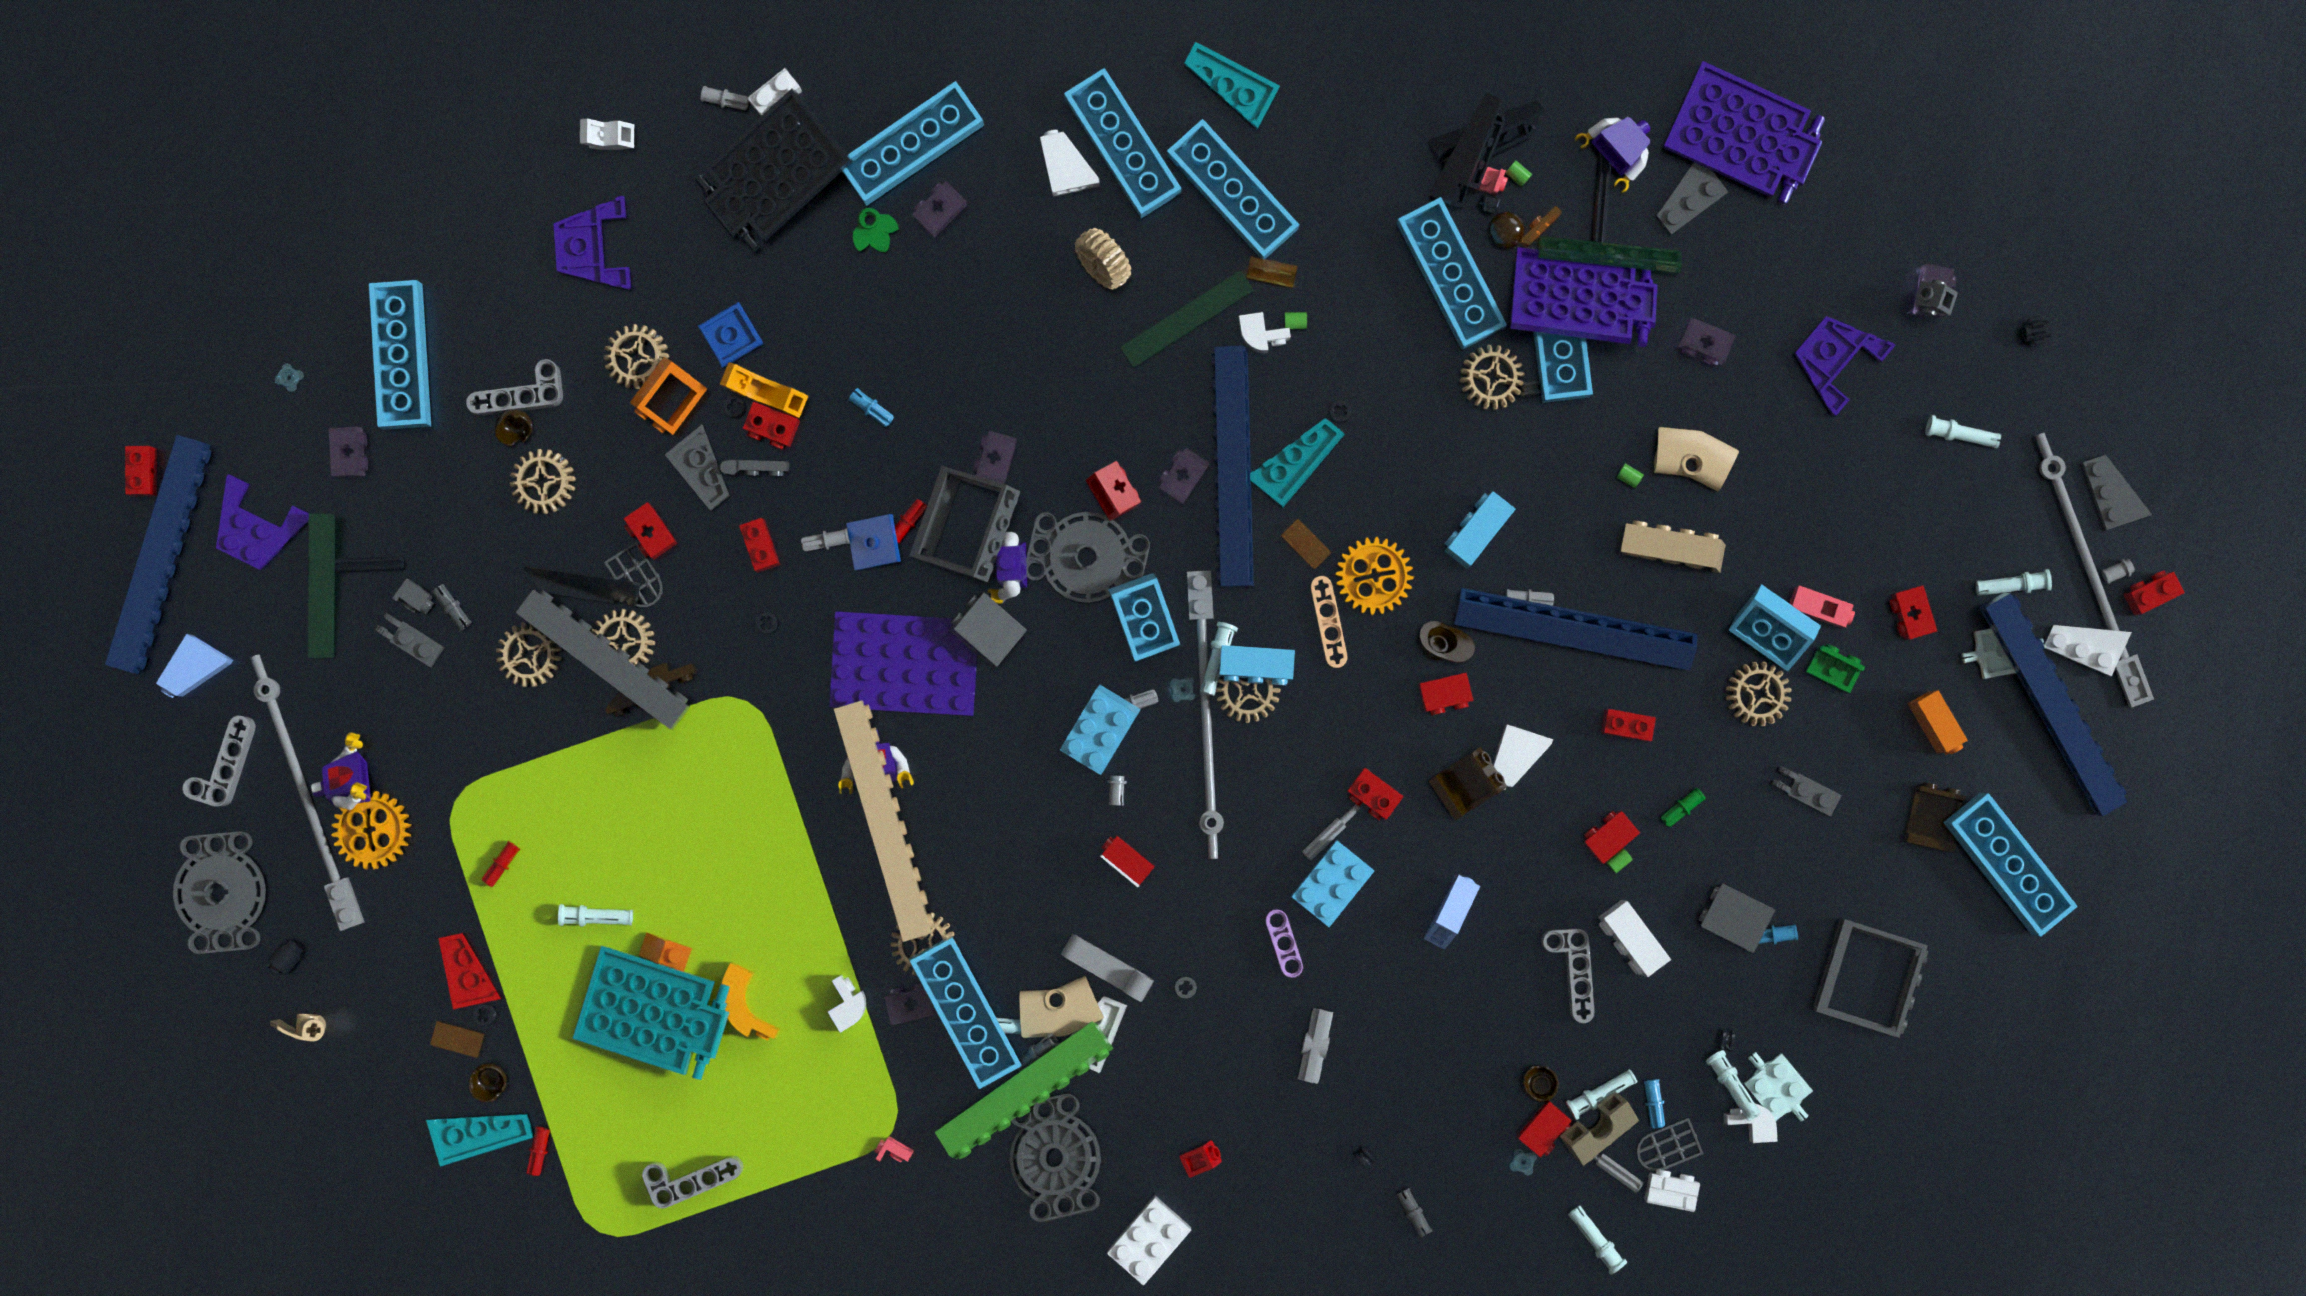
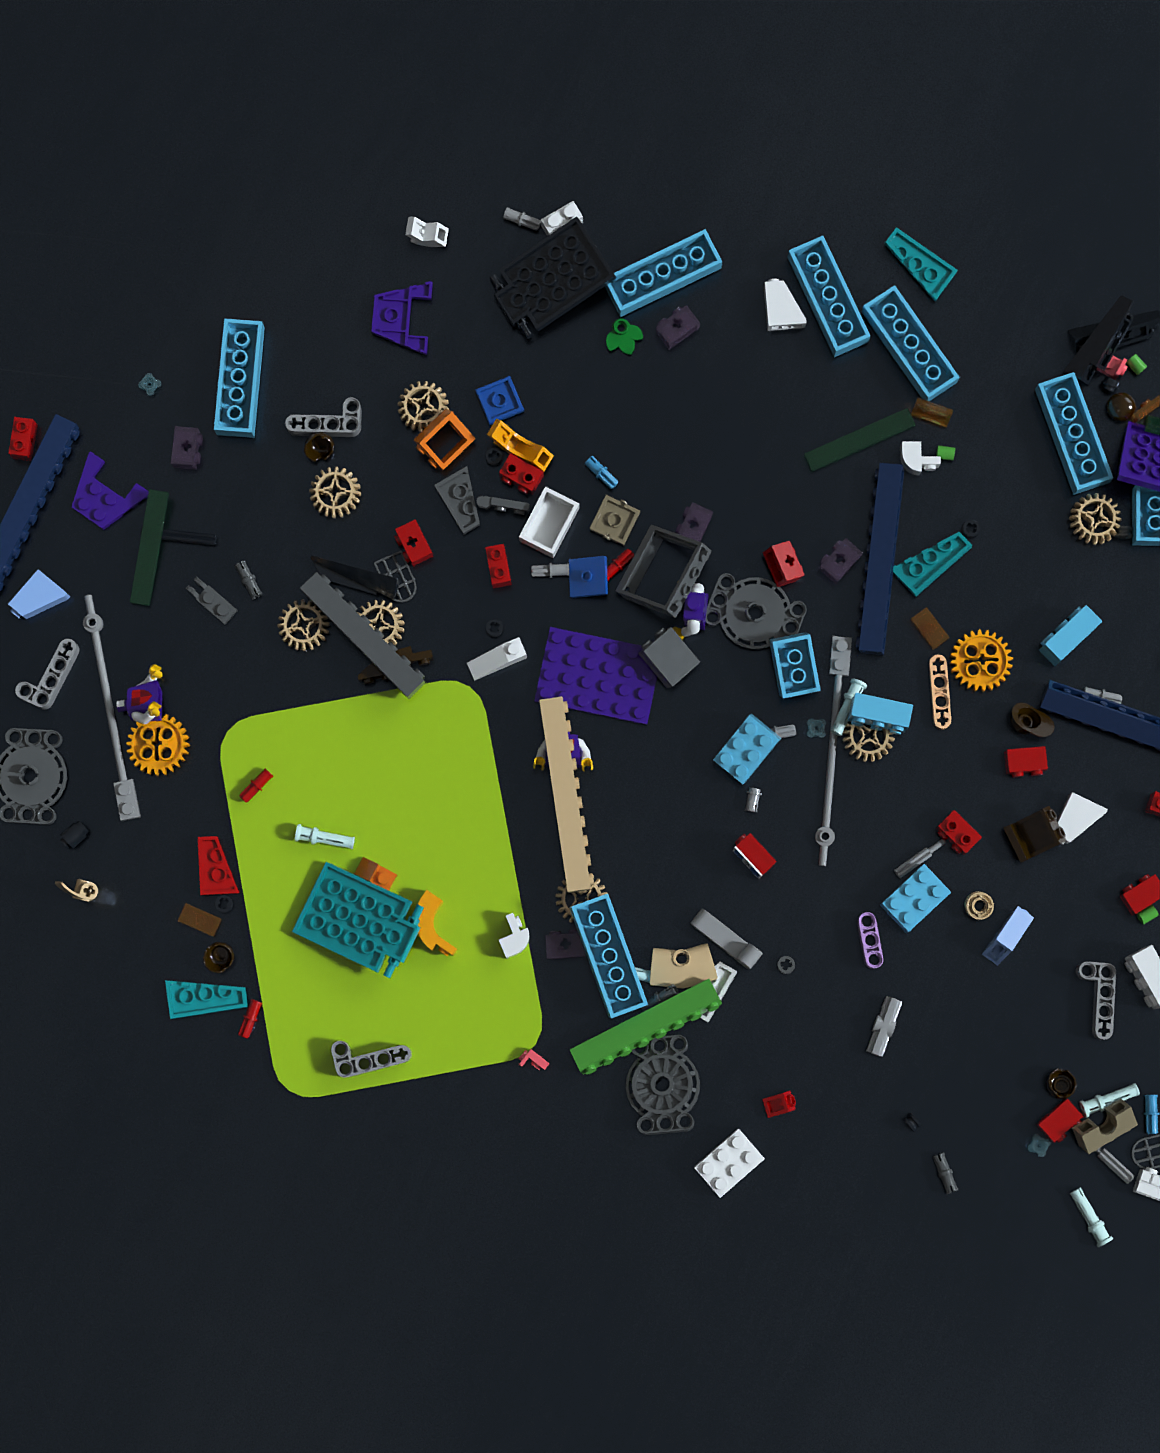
camera: 15 degrees right, 5 degrees down
(414, 597) = (220, 567): dark grey brick -> none
(775, 661) = (497, 659): none -> white slope
(814, 481) = (549, 522): none -> white piece
(896, 465) = (615, 520): none -> dark tan plate
(1102, 258) = (801, 381): tan gear -> none
(1415, 890) = (987, 909): none -> tan wheel

